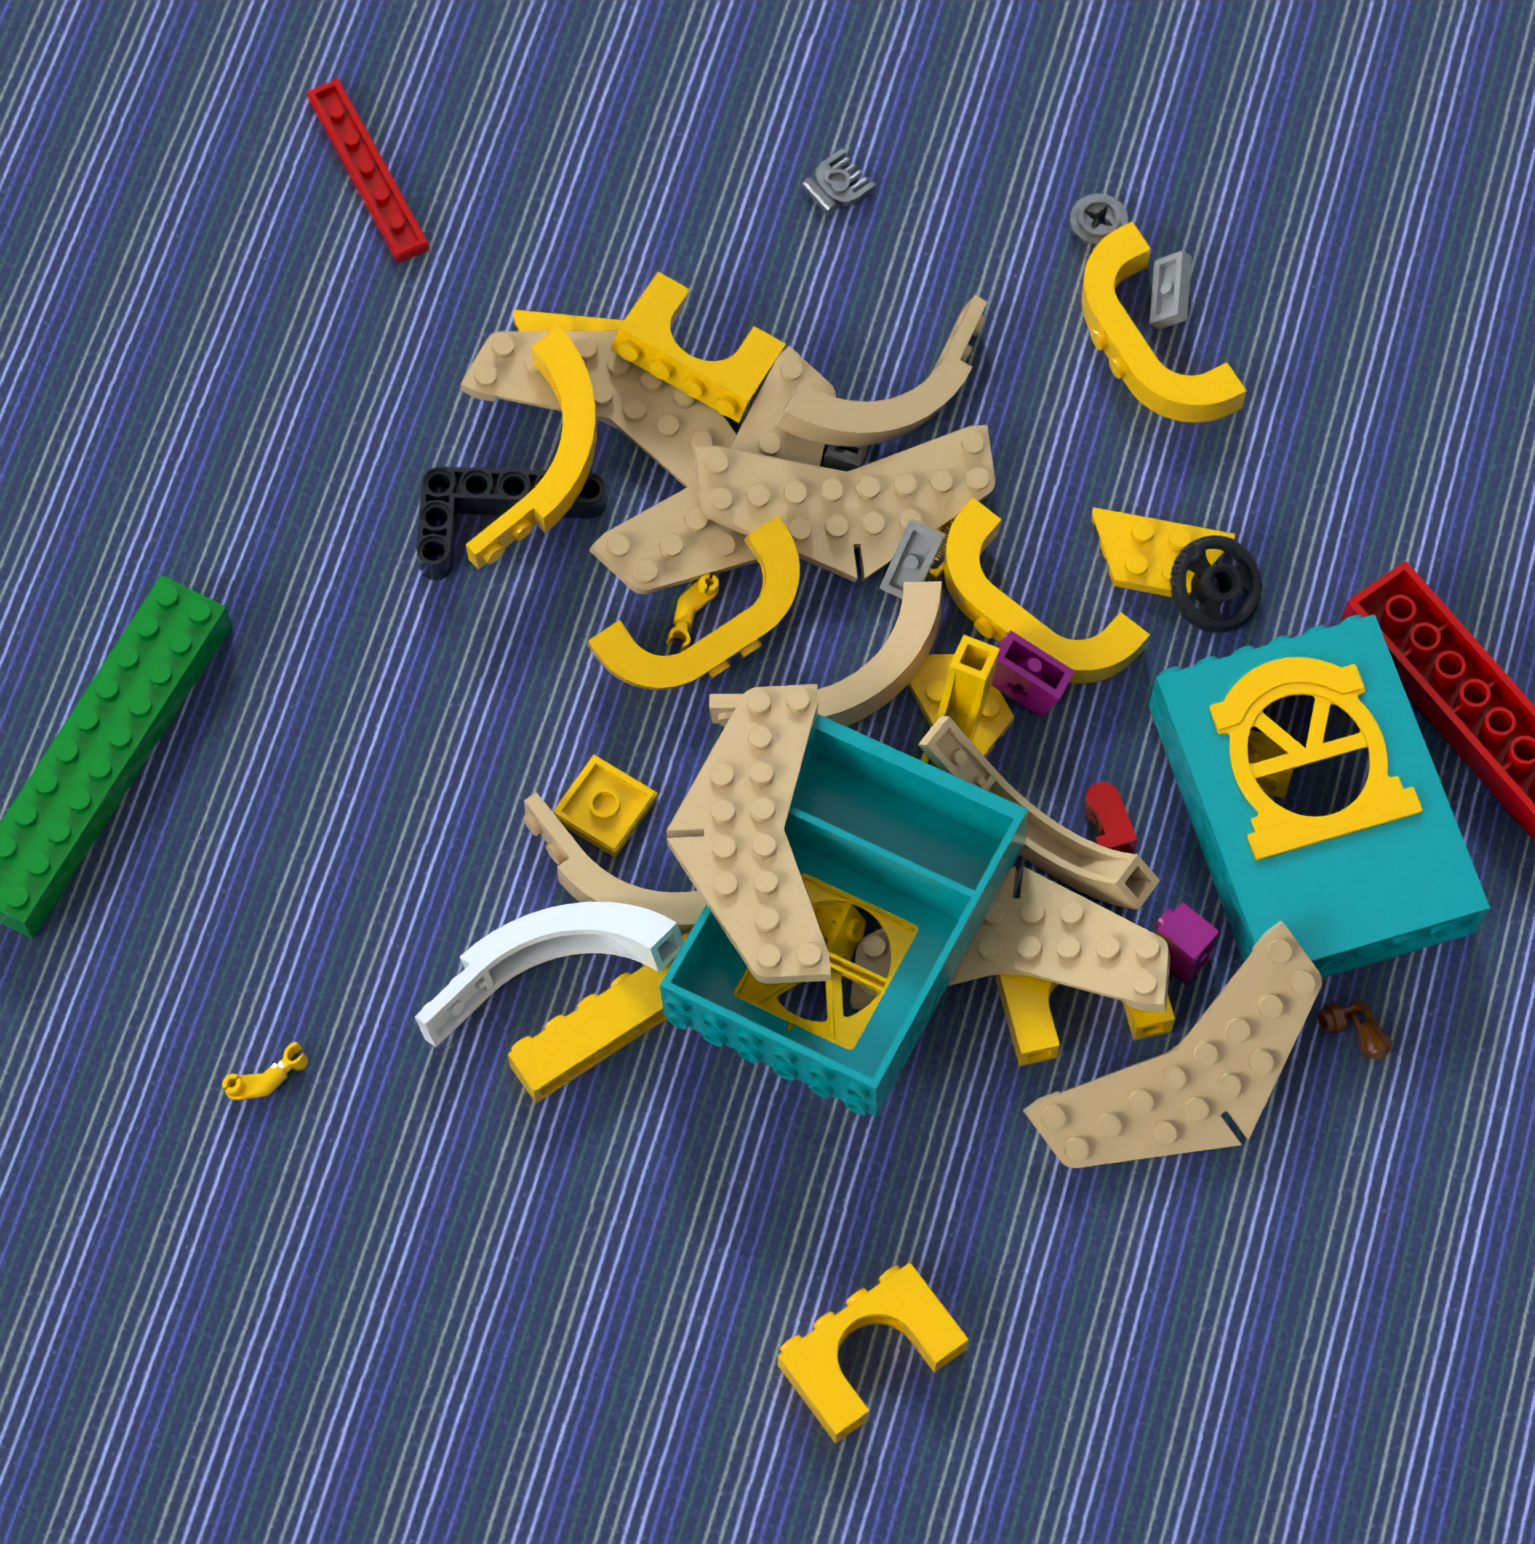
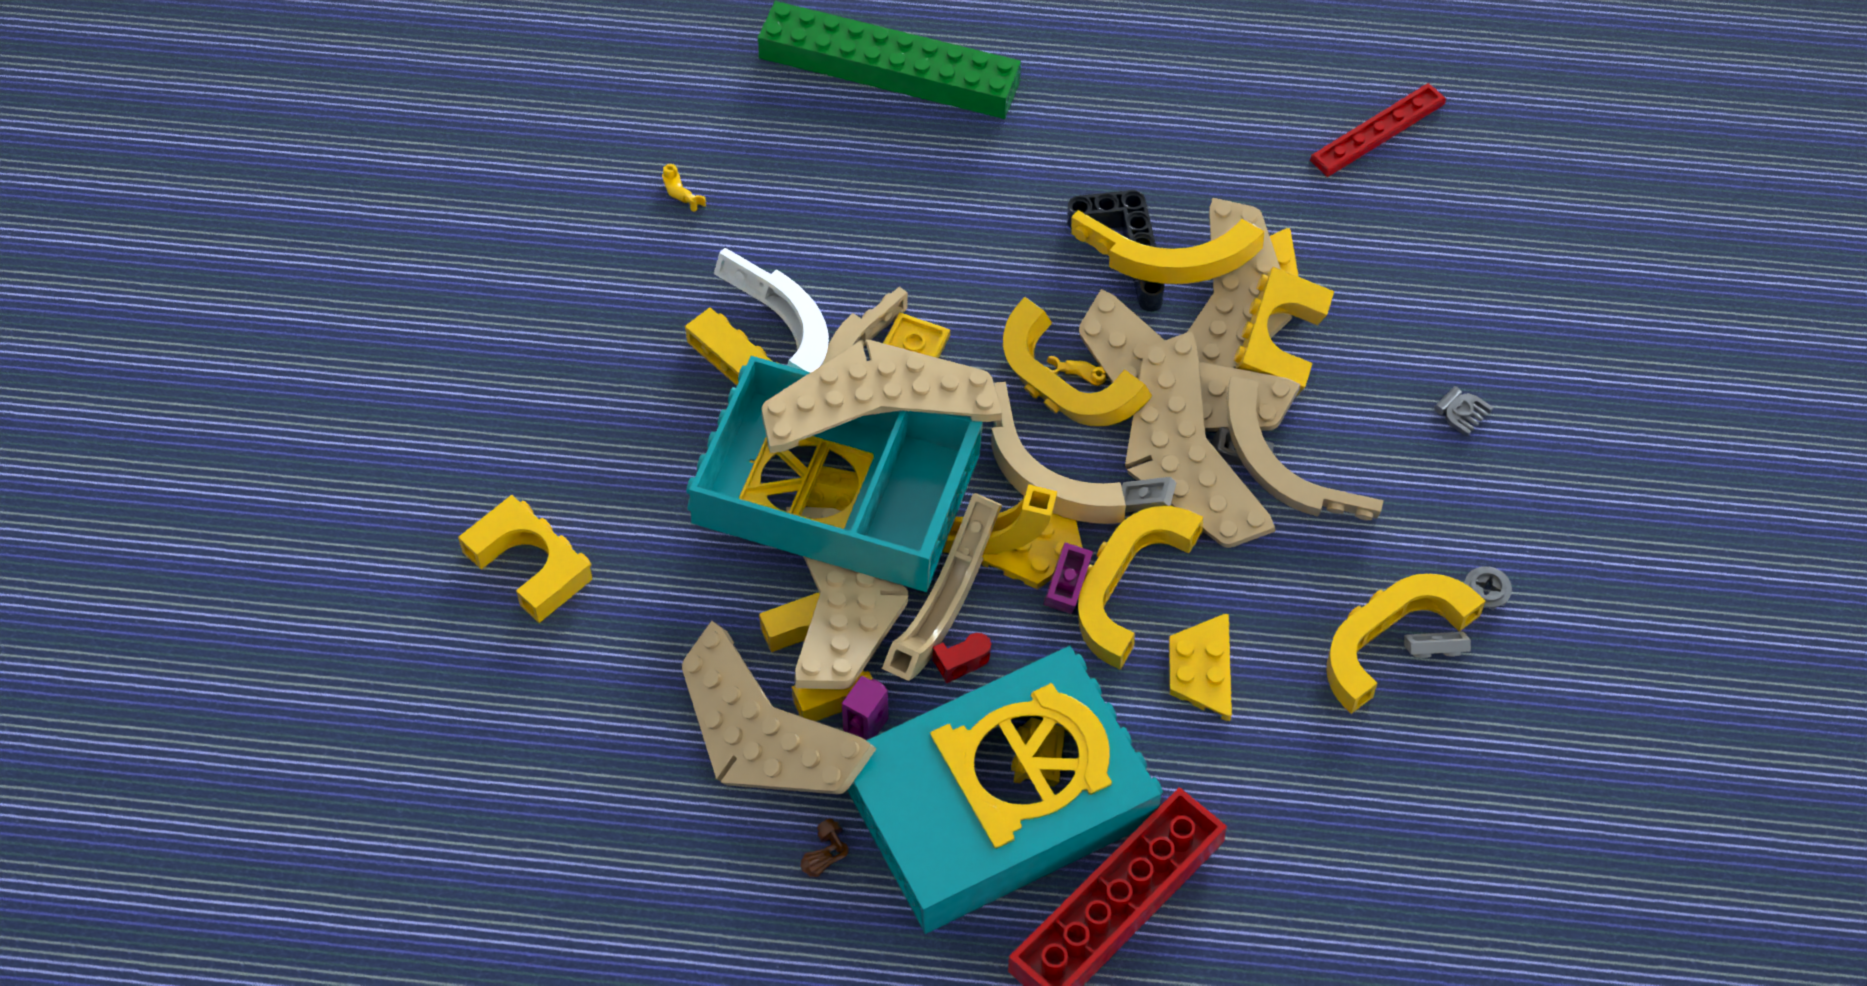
camera: 80 degrees right, 10 degrees down
(1230, 581) = (1192, 678): black wheel -> none

